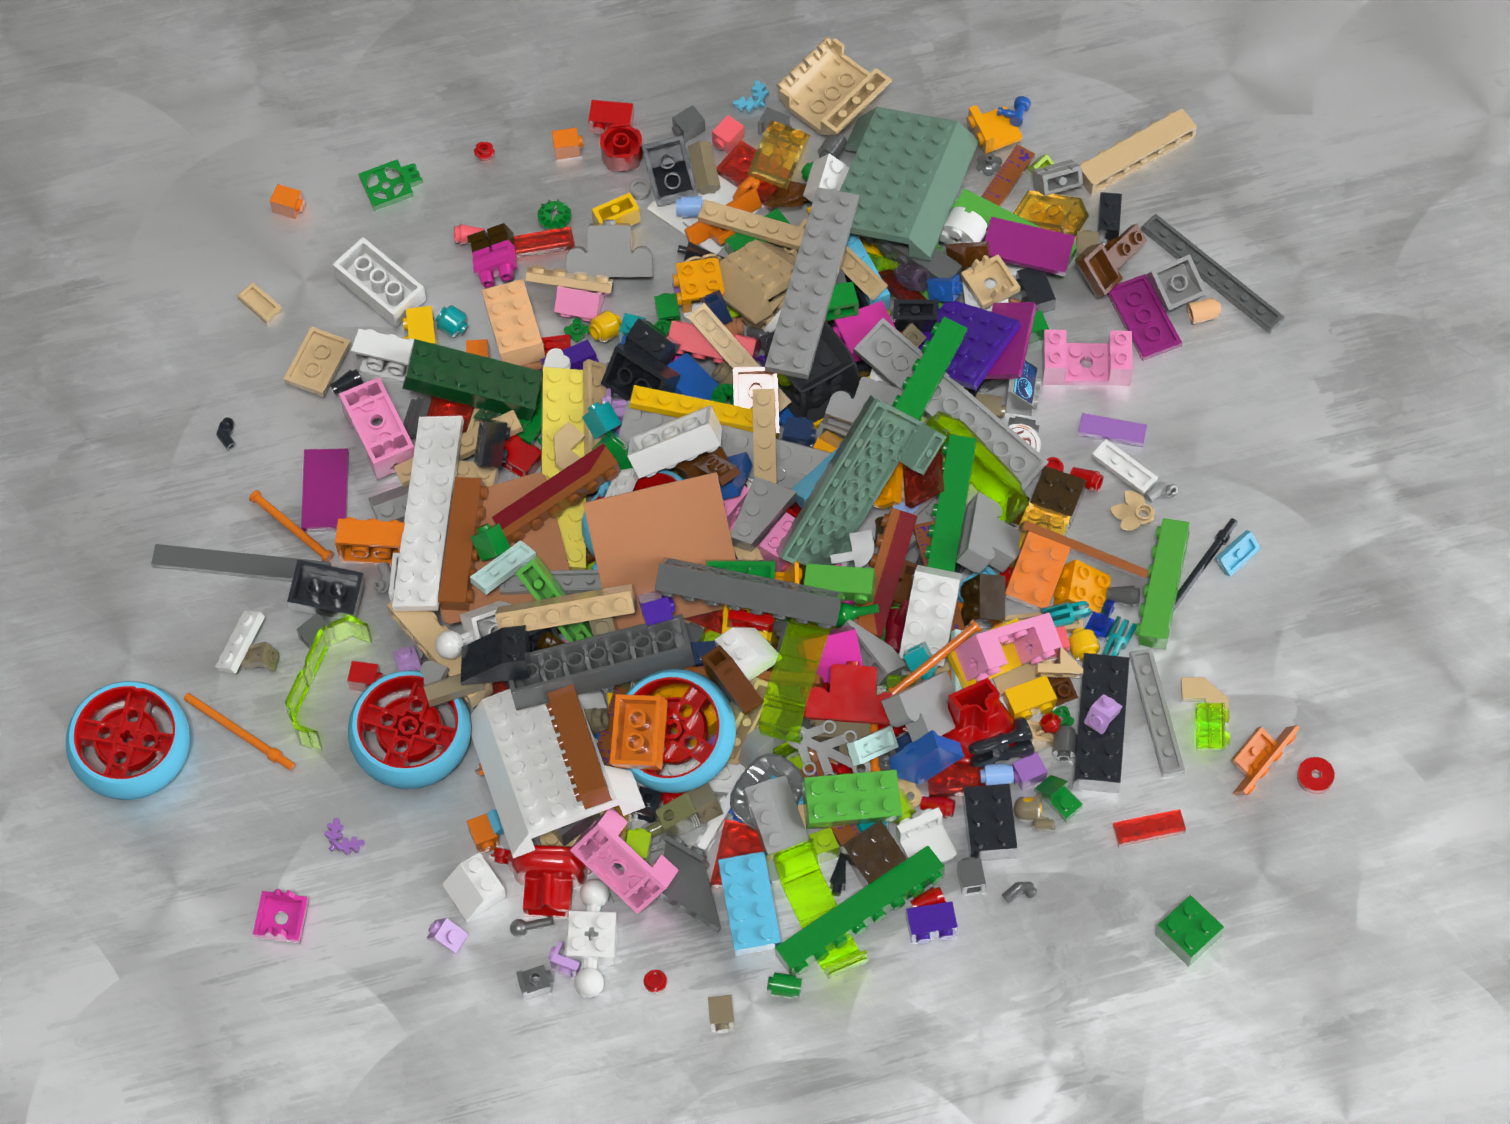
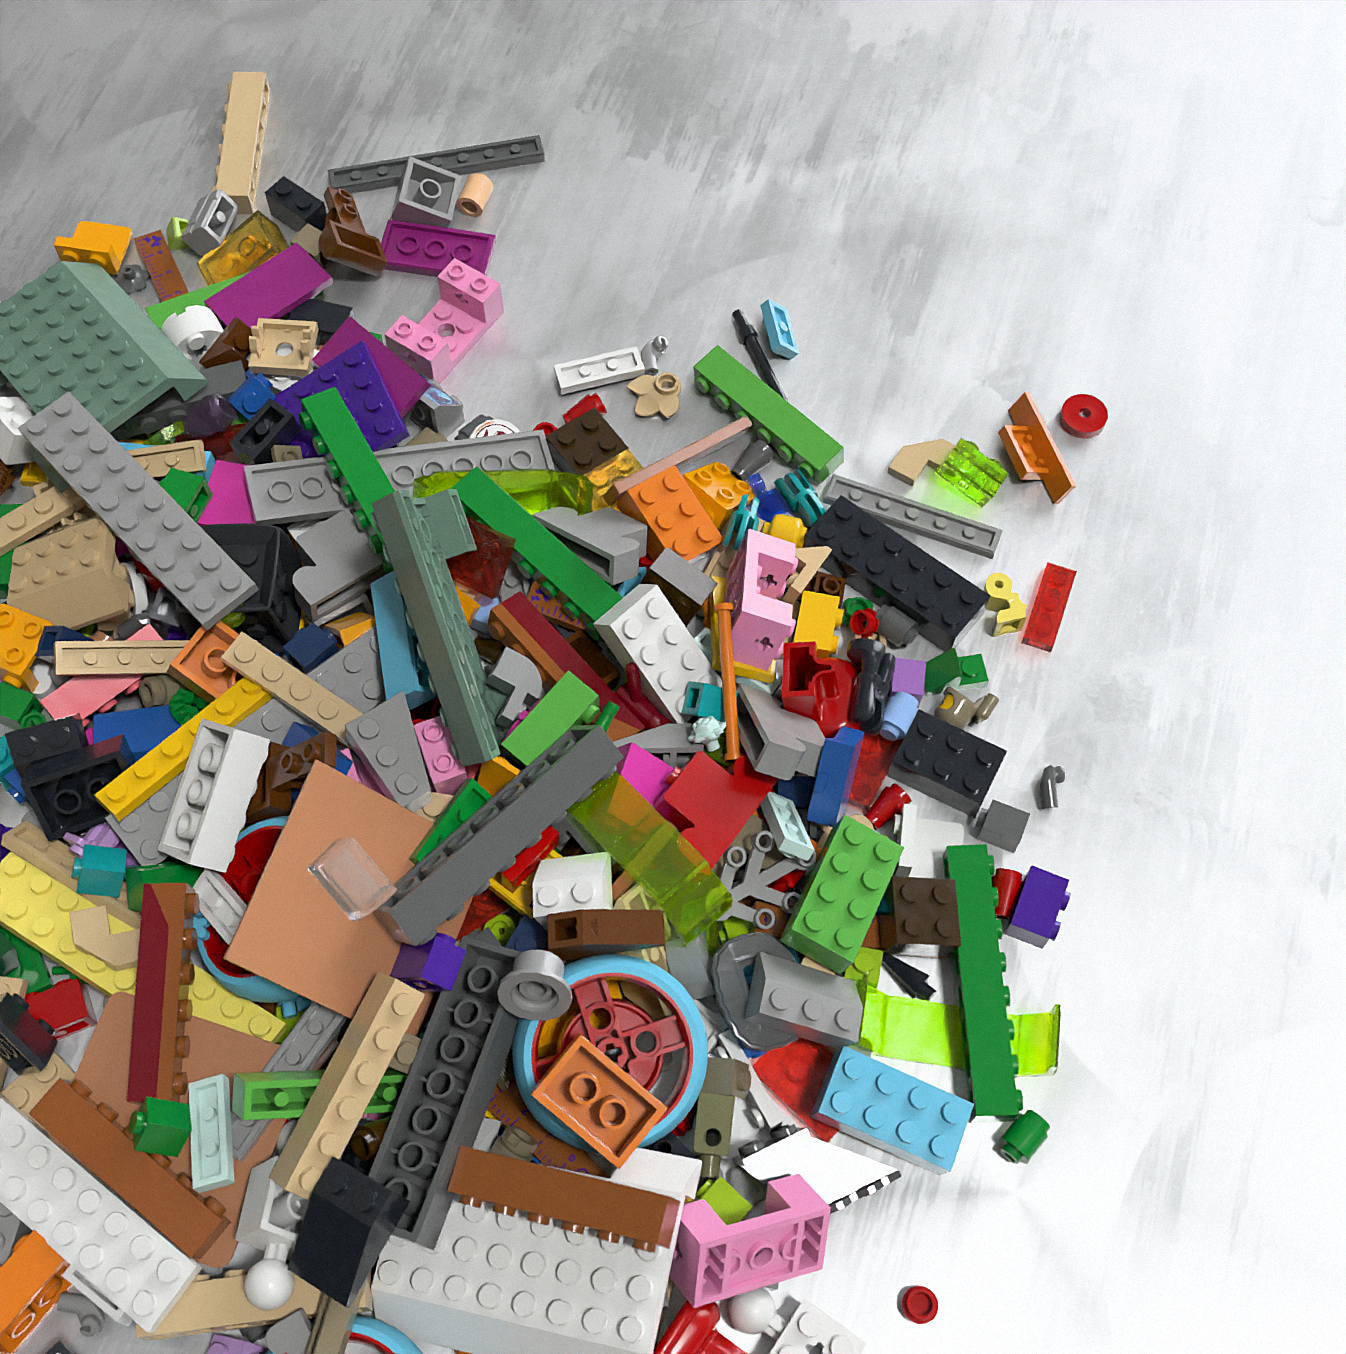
camera: 60 degrees left, 0 degrees up
(669, 535) = (352, 878): none -> clear brick
(673, 660) = (535, 987): none -> light grey piece
(721, 1014) = (1020, 1245): dark tan brick -> none
(897, 668) = (706, 732): none -> light aqua plant
(1021, 104) = (93, 206): blue piece -> none
(1102, 713) = (902, 557): lavender bracket -> none
(1112, 429) = (543, 356): medium lavender tile -> none
(1132, 792) = (1010, 608): none -> light yellow leg
(1189, 930) = (1206, 640): green brick -> none

